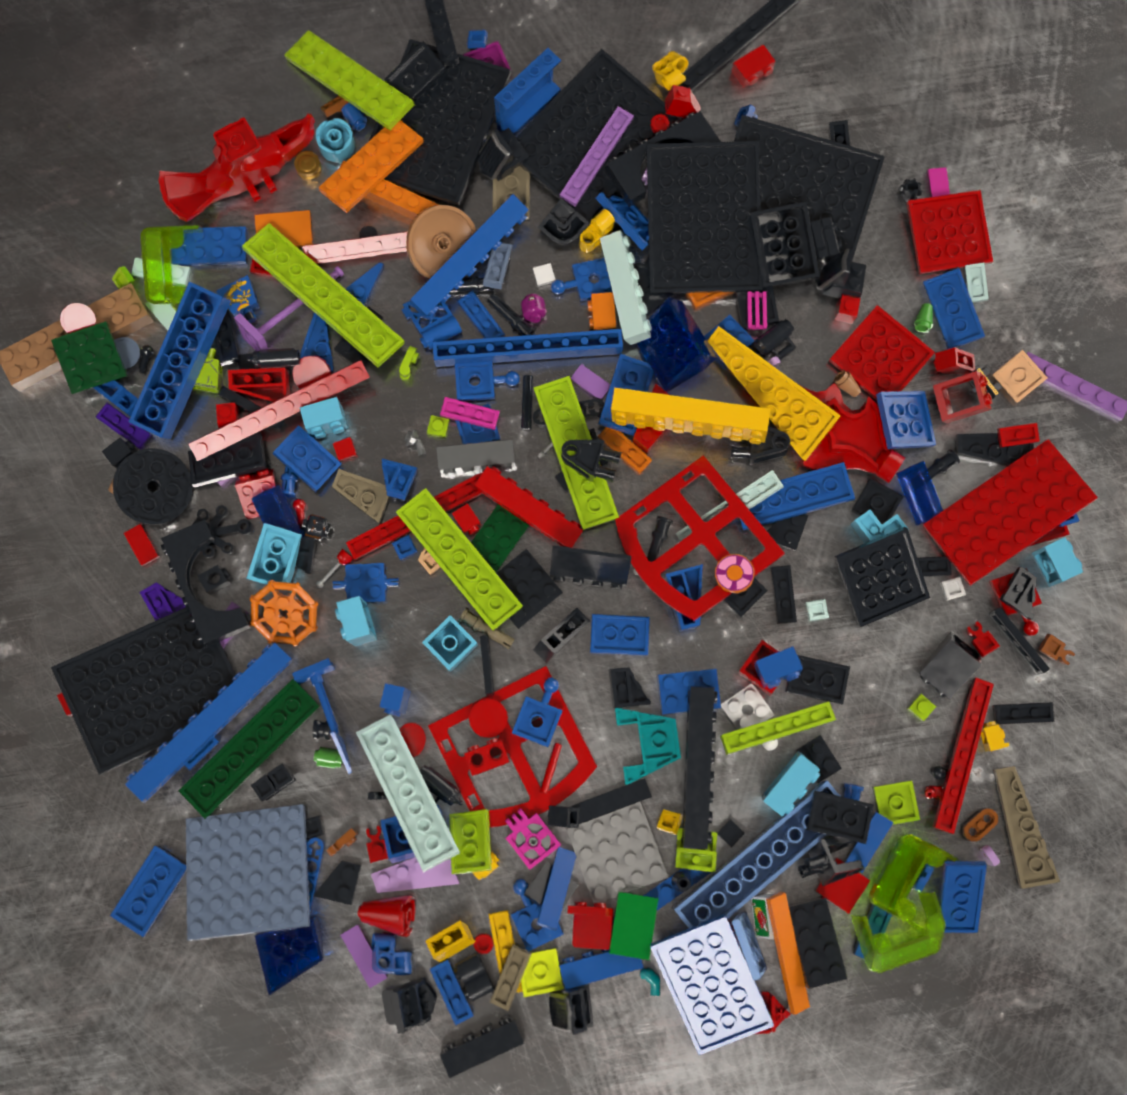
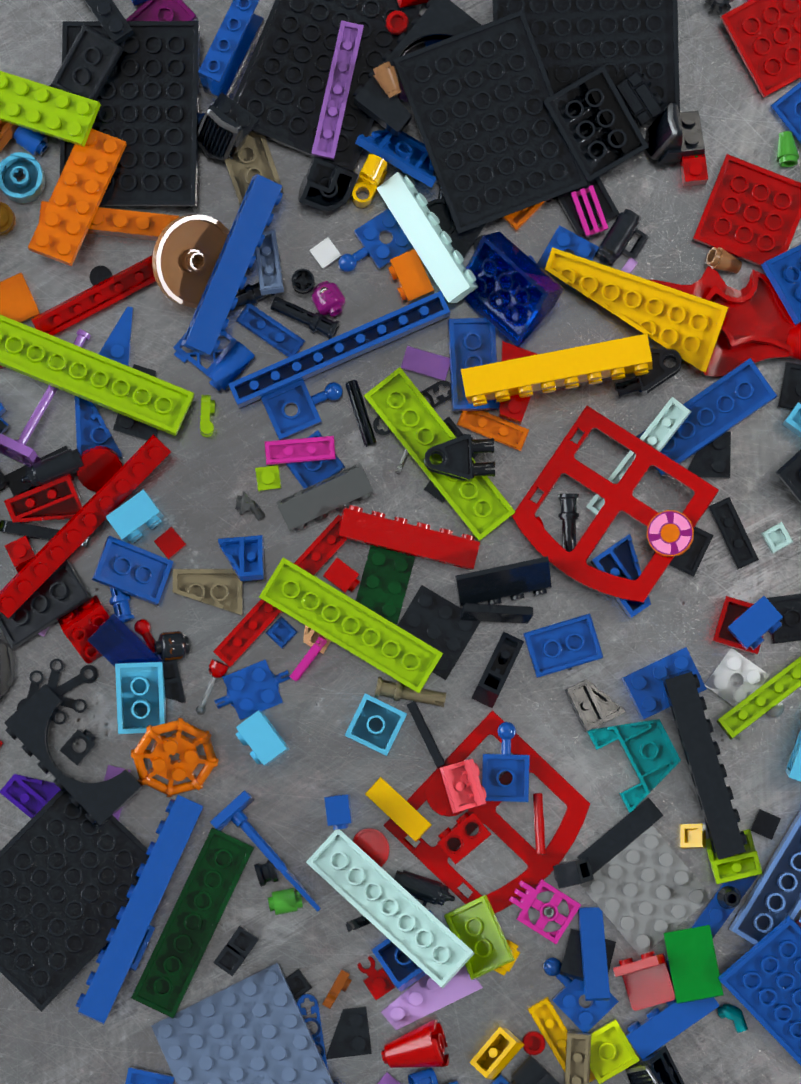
camera: 15 degrees left, 5 degrees up
(417, 573) = (308, 658): none -> dark pink tile
(444, 717) = (398, 809): none -> yellow tile
(501, 715) = (463, 785): none -> coral bracket
(517, 285) = (303, 277): none -> black wheel
(576, 590) = (496, 613): none -> black tile
(637, 156) = (387, 79): none -> medium nougat cone

